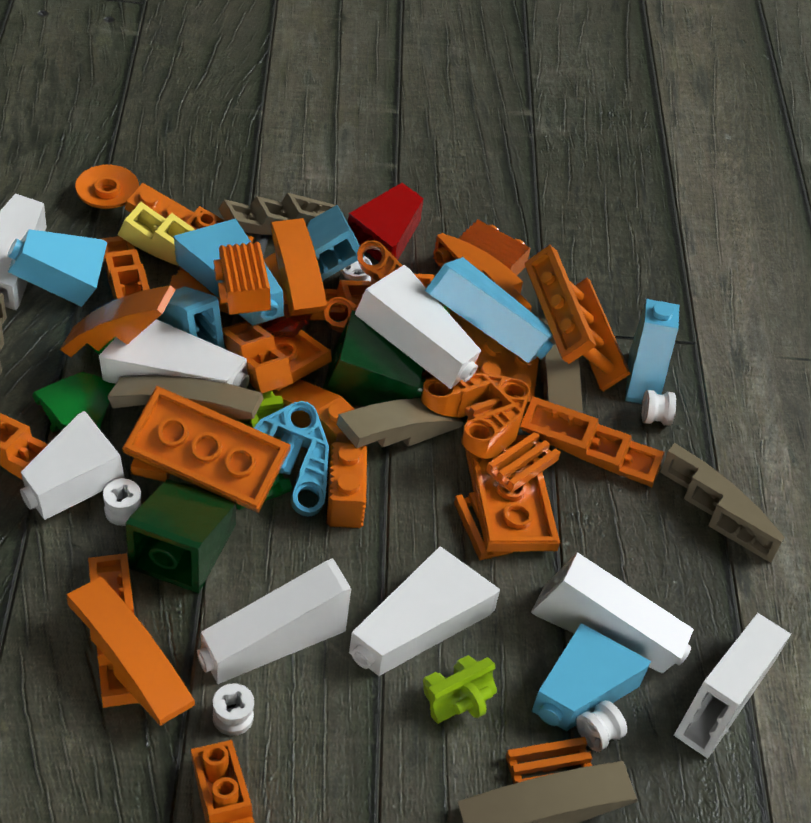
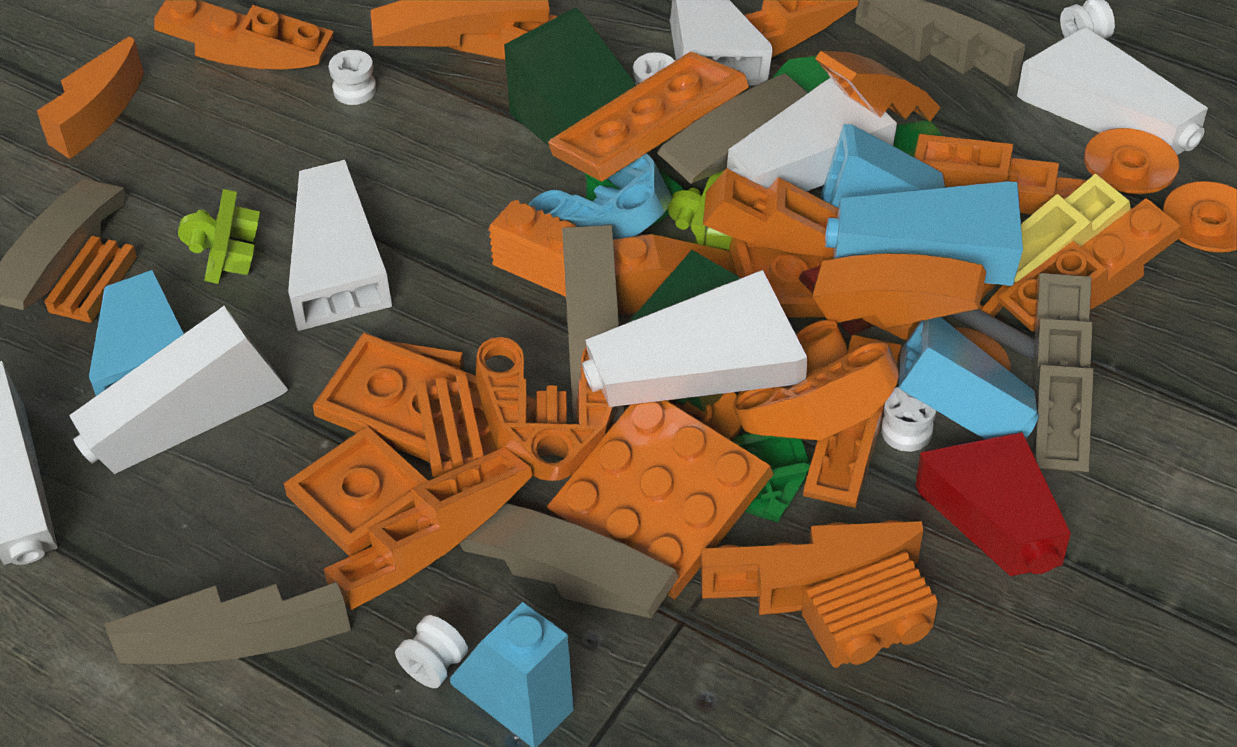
camera: 130 degrees right, 0 degrees up
(59, 263) = (1048, 109): medium azure slope -> none
(76, 221) = (1132, 160): none -> orange dish
(243, 278) = (864, 181): orange brick -> none
(278, 623) = (404, 129): white slope -> none
(490, 309) = (697, 447): medium azure slope -> none
(576, 318) = (675, 558): orange fence -> none
(592, 493) = (355, 489): none -> orange plate
(601, 725) = (77, 325): white wheel -> none

